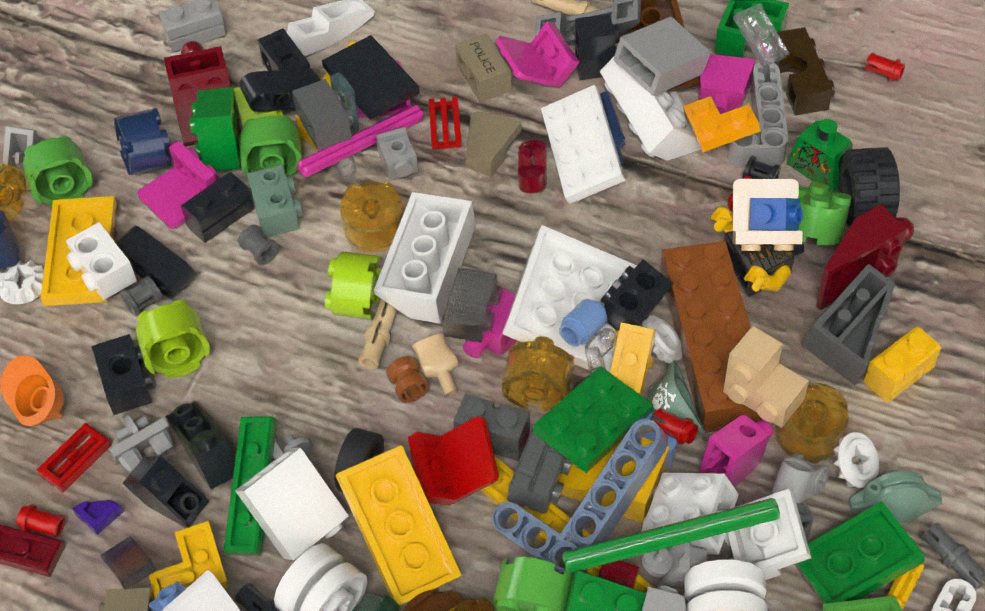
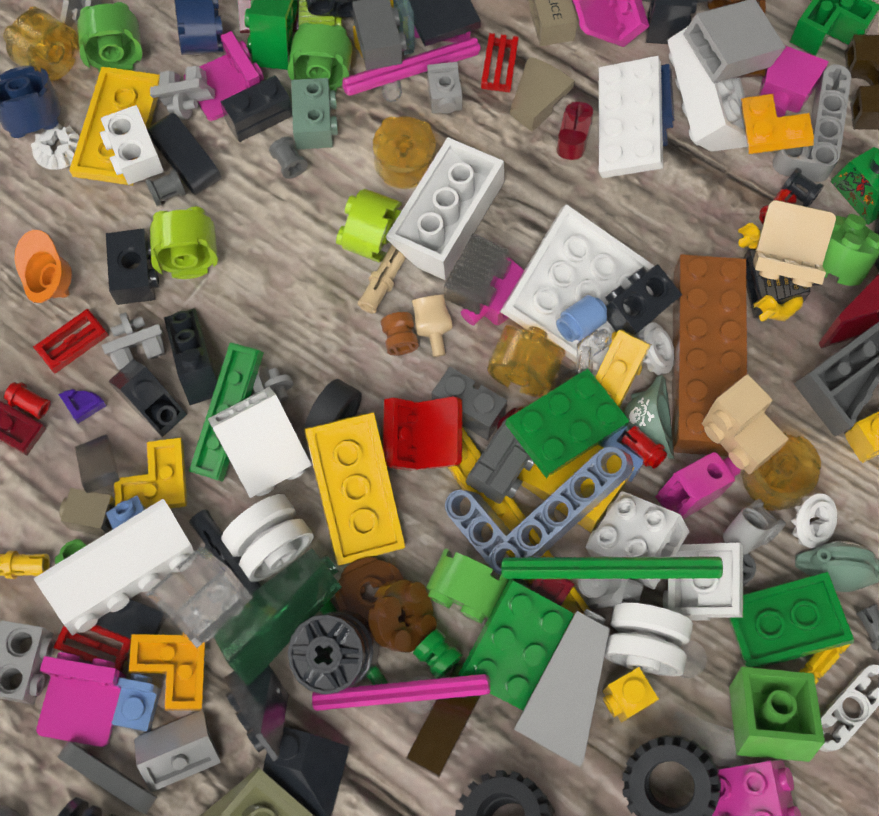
camera: 10 degrees right, 15 degrees up
(140, 208) = (183, 95): none -> light grey hips
(761, 35) = (842, 37): clear plate -> none
(775, 214) = (803, 246): bracket -> none

